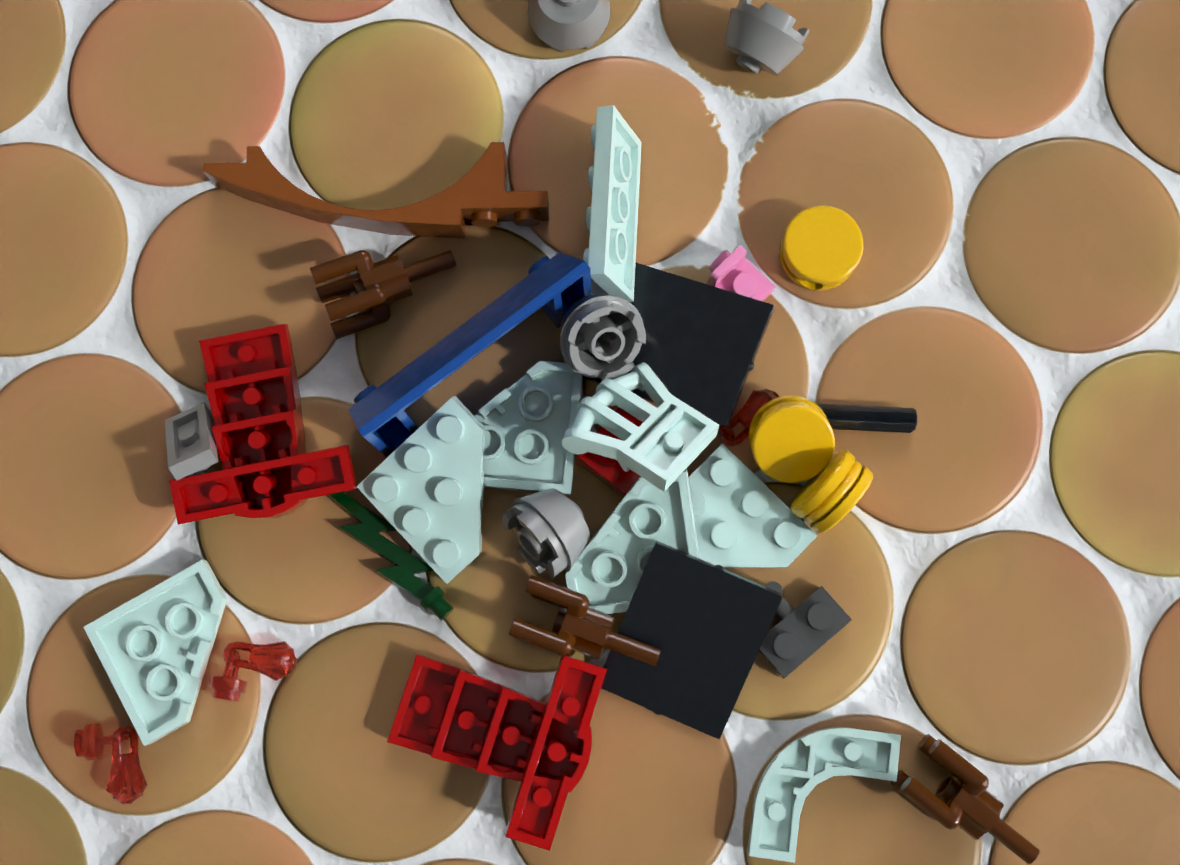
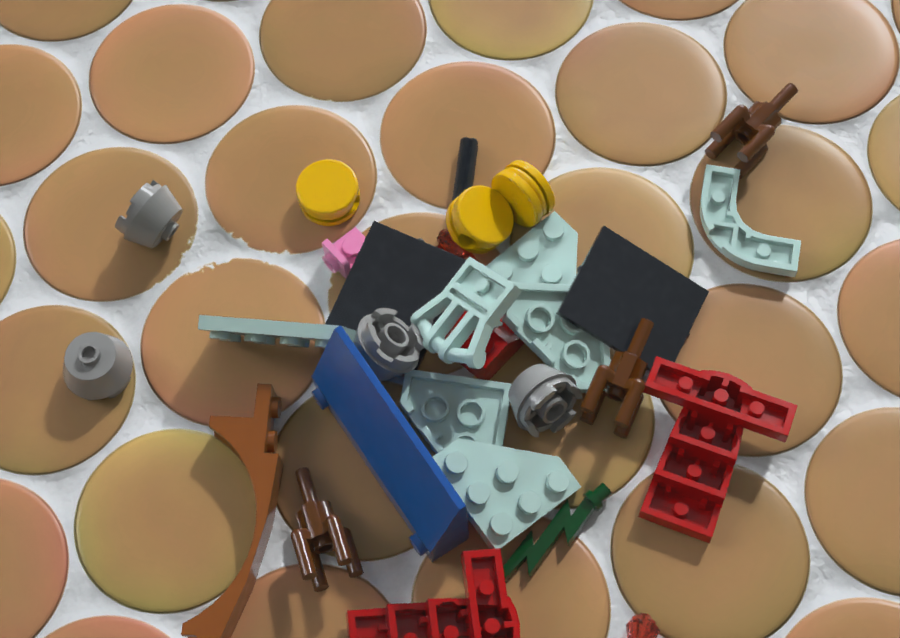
camera: 85 degrees left, 15 degrees down
(801, 629) = (626, 221): dark grey plate -> none

